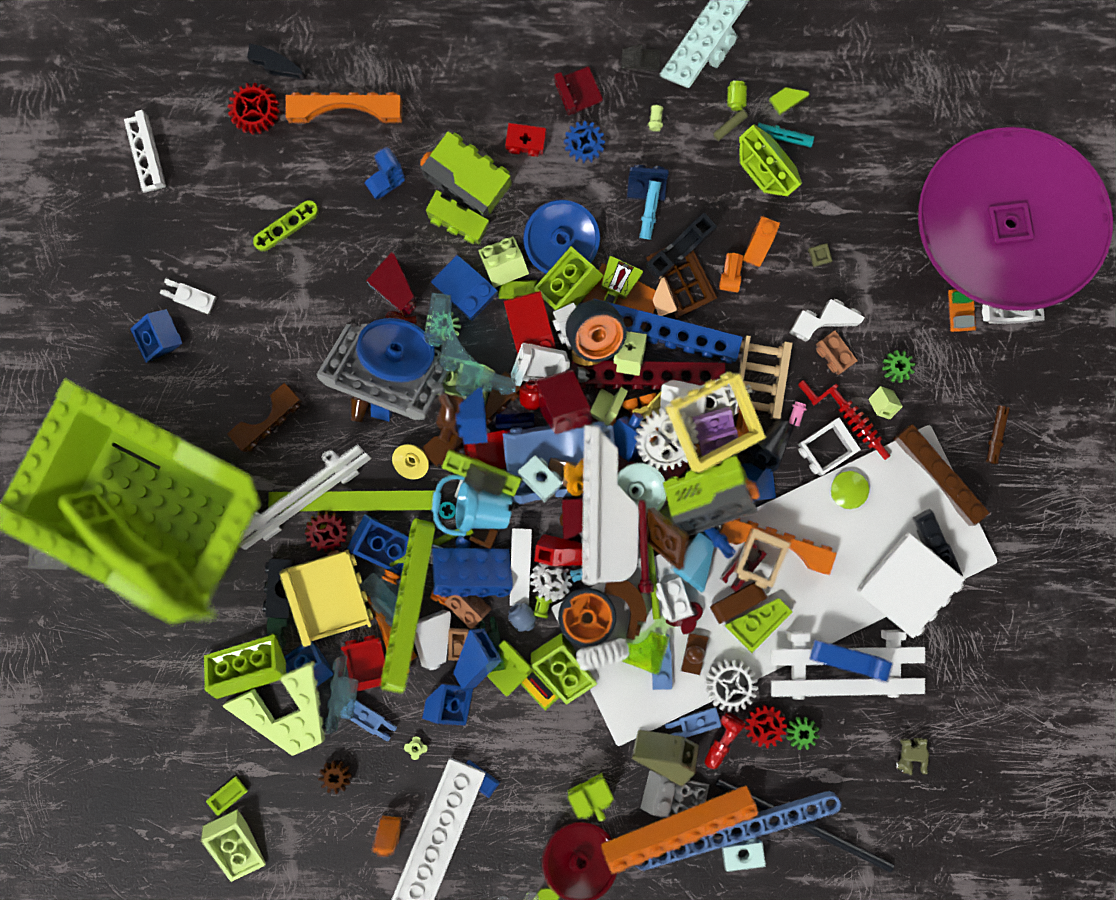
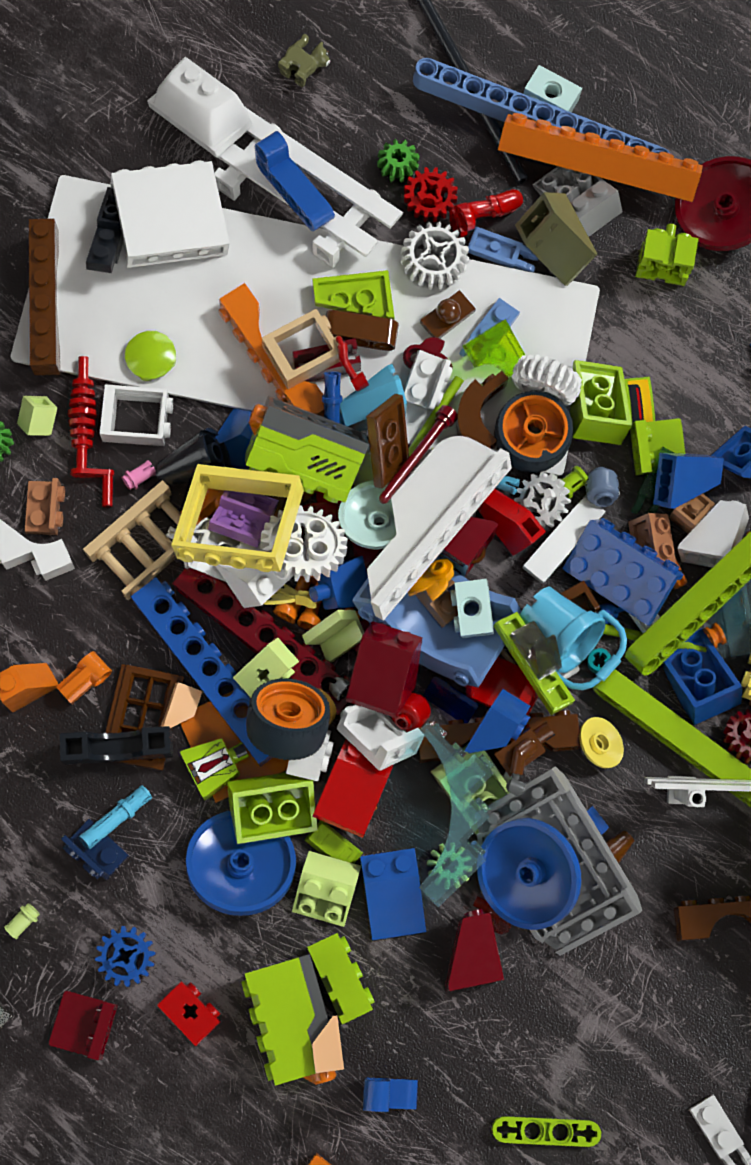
camera: 150 degrees left, 10 degrees down
(433, 170) = (327, 1048): none -> light nougat tile
(713, 564) = (358, 380): none -> red piece
(948, 669) = (201, 107): none -> white windscreen

